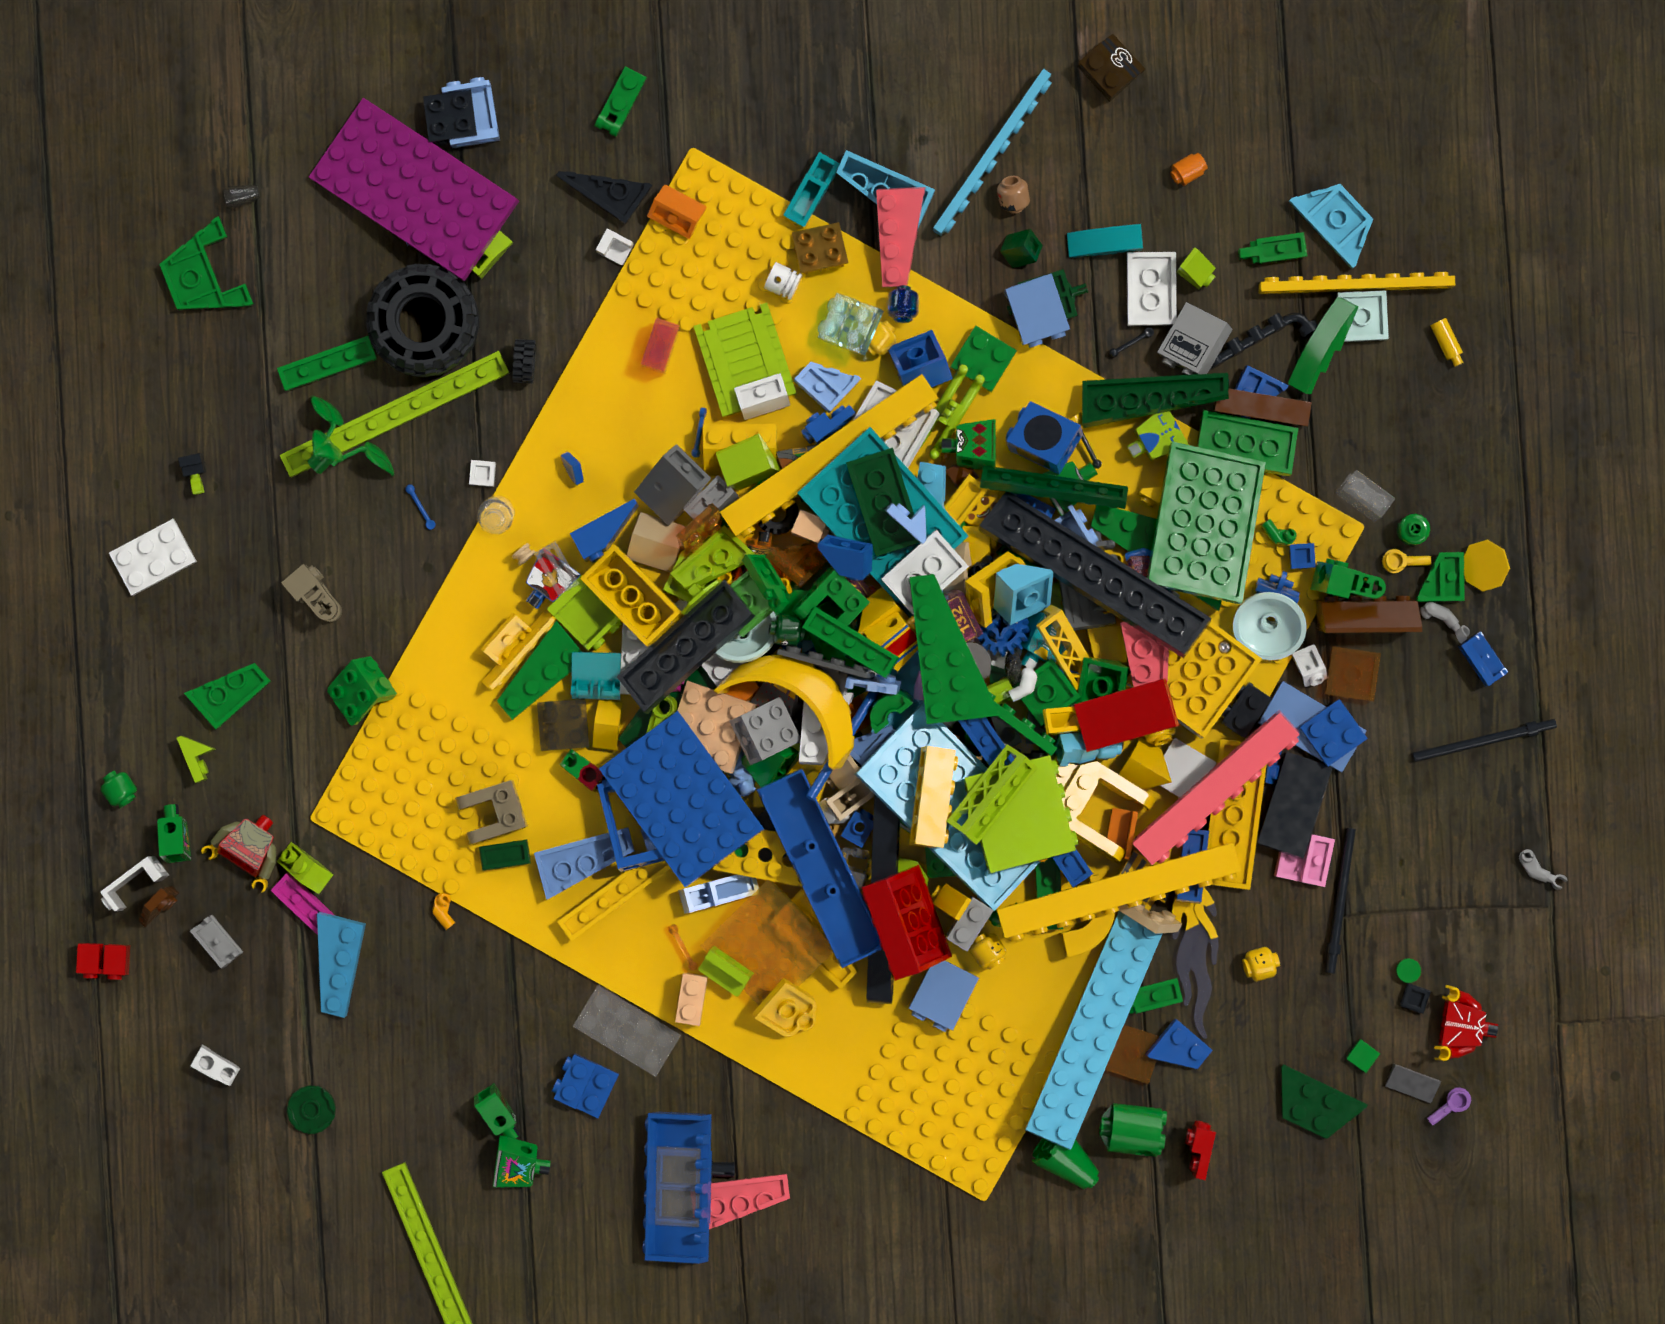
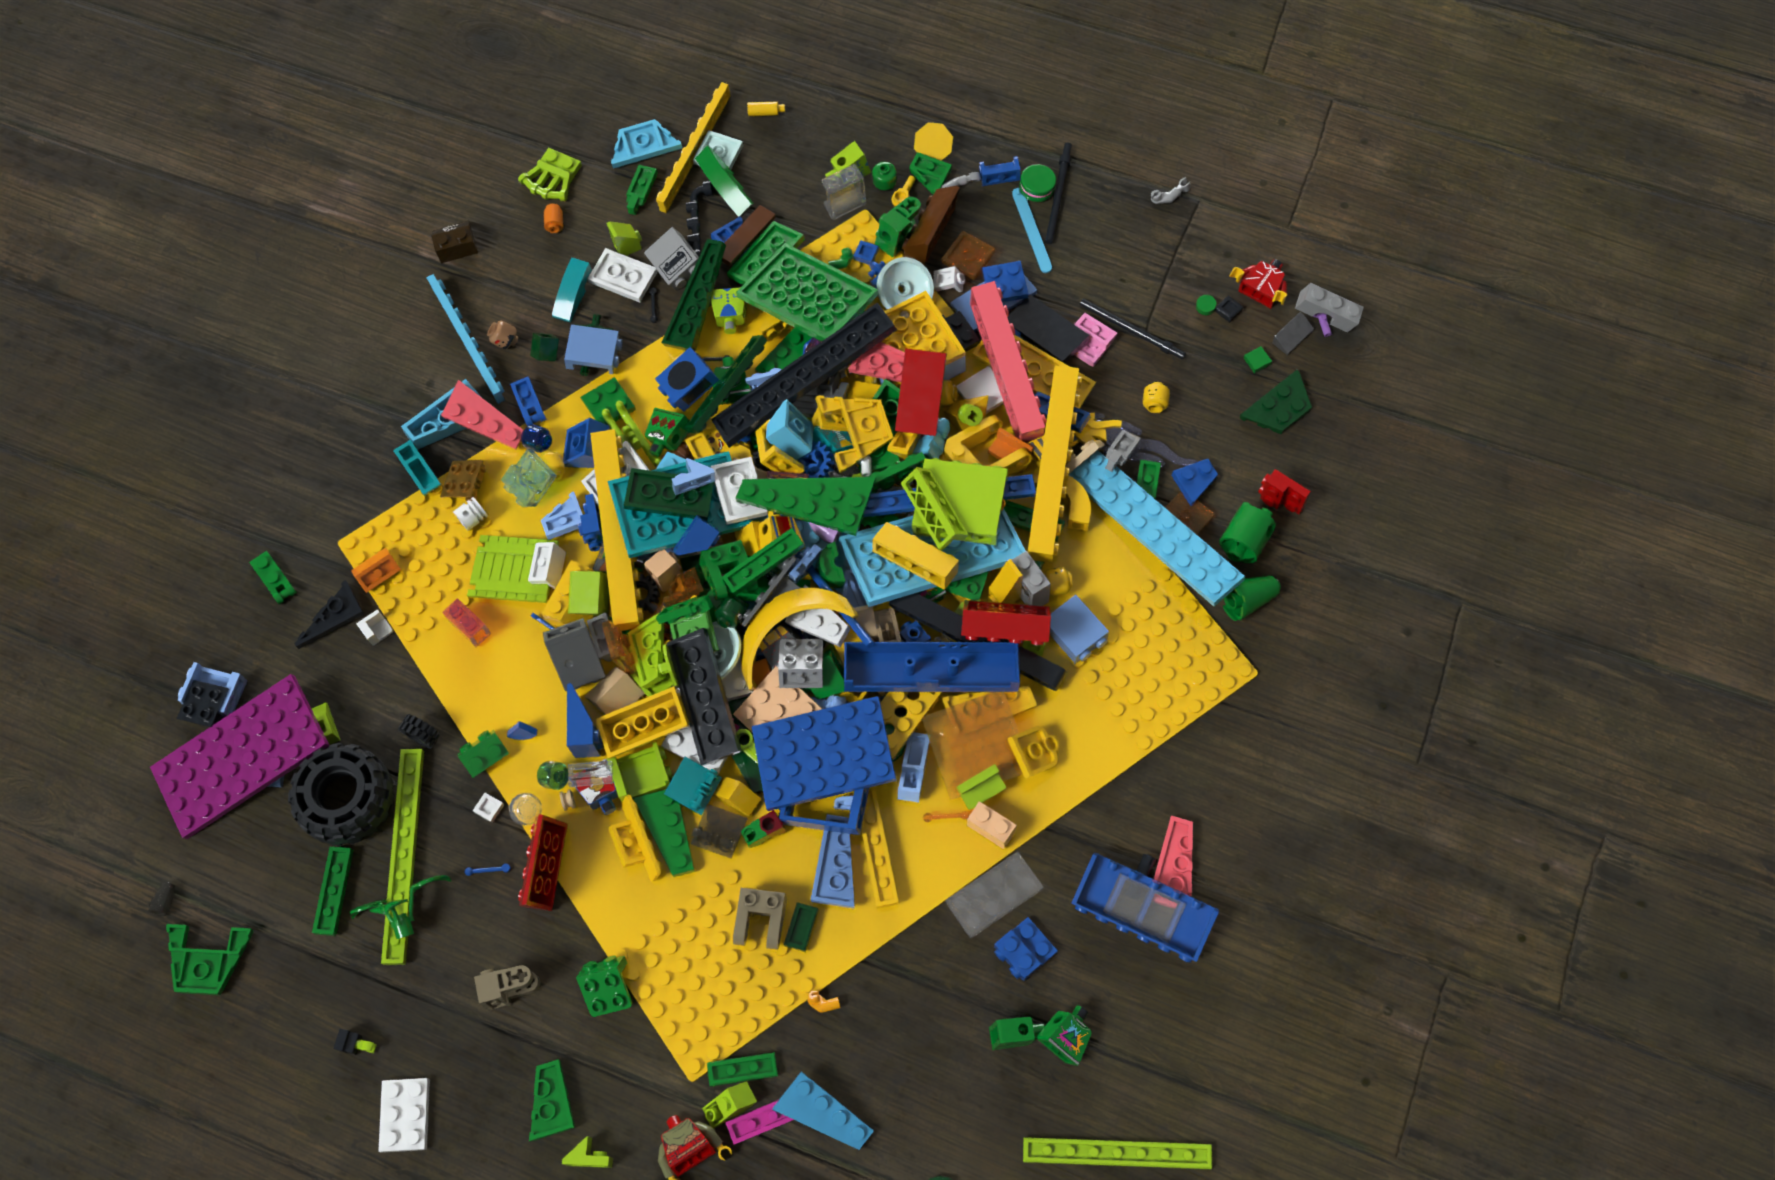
camera: 60 degrees left, 20 degrees down
(343, 863) = (742, 1069): none -> green tile
(445, 565) = (543, 863): none -> red slope
(532, 438) = (482, 753): none -> green bracket
(540, 527) = (552, 775): none -> clear green head
(946, 267) = (528, 401): none -> blue plate
(1063, 671) = (865, 425): none -> yellow wing
(1140, 768) = (967, 411): none -> lime wheel
(1174, 954) = (1121, 449): none -> light grey hinge
(1262, 129) = (556, 165): none -> lime plate
(1413, 489) = (850, 155): none -> lime torso
(1422, 730) = (1032, 231): none -> medium azure piece
(1457, 1112) = (1316, 300): none -> light grey arch
(1484, 711) = (1037, 183): none -> green head

